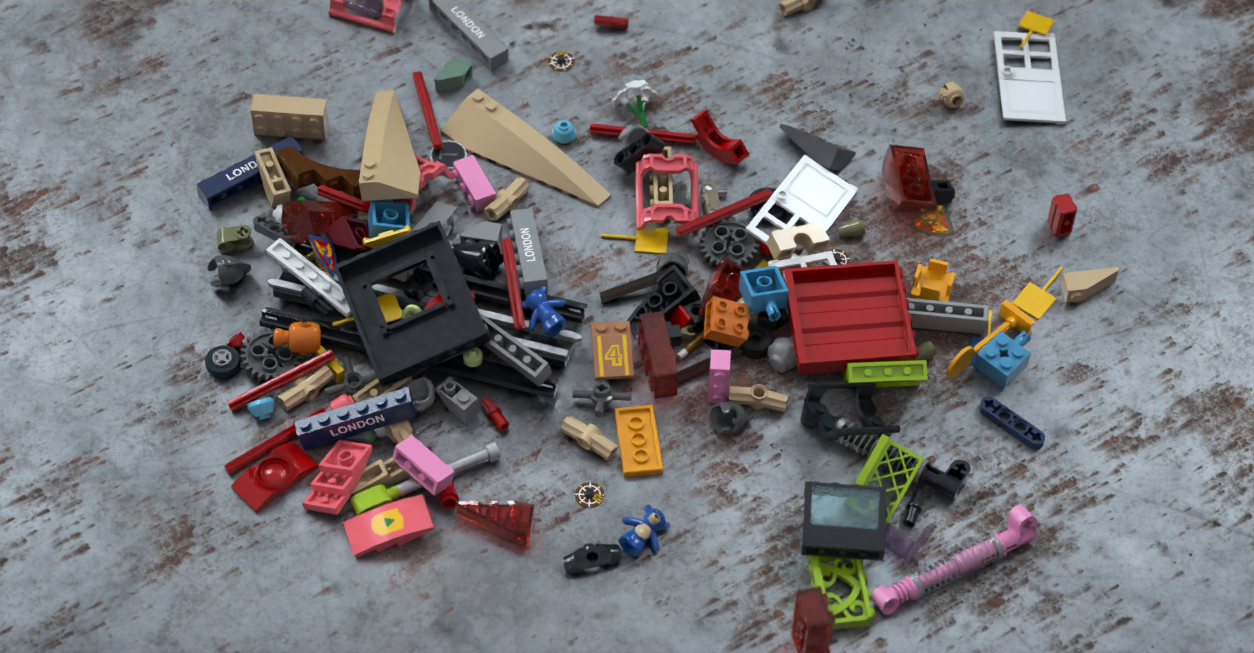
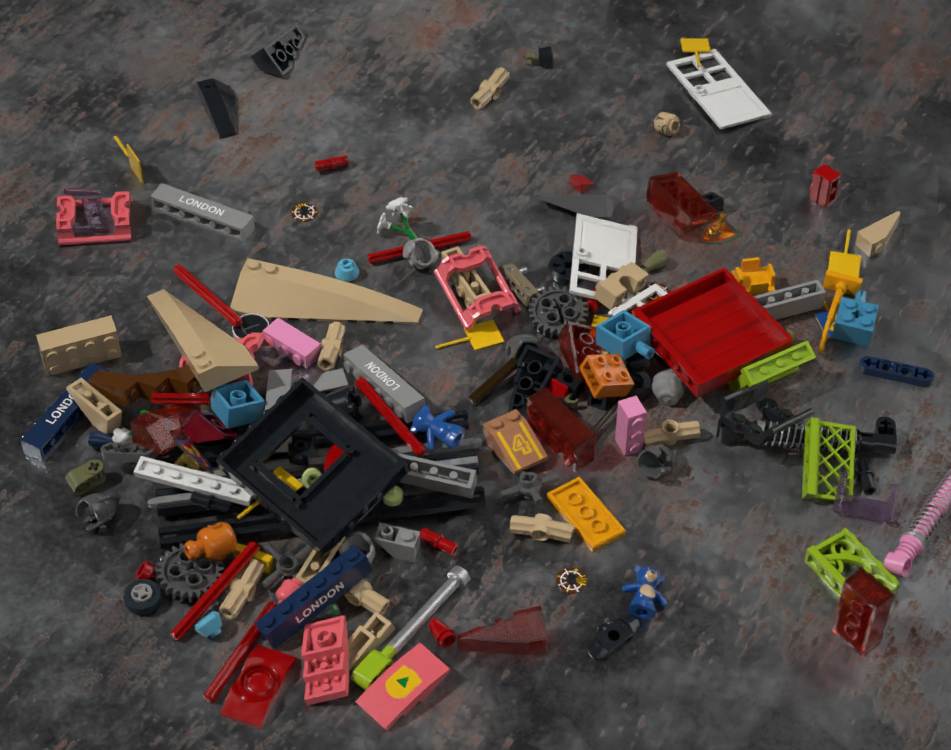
camera: 25 degrees left, 5 degrees down
(262, 207) = (98, 439): none -> dark blue cone
(386, 237) = (247, 418): yellow tile -> none
(423, 465) = (407, 613): bright pink brick -> none
(454, 75) = (214, 256): sand green slope -> none
(646, 144) = (423, 269): black beam -> none
(690, 347) = (583, 402): pearl gold bar -> none
(715, 143) = (492, 232): red arch -> none
(723, 213) = (539, 286): red axle -> none
(832, 125) = (580, 183): none -> red slope
(844, 521) = (825, 507): panel -> none

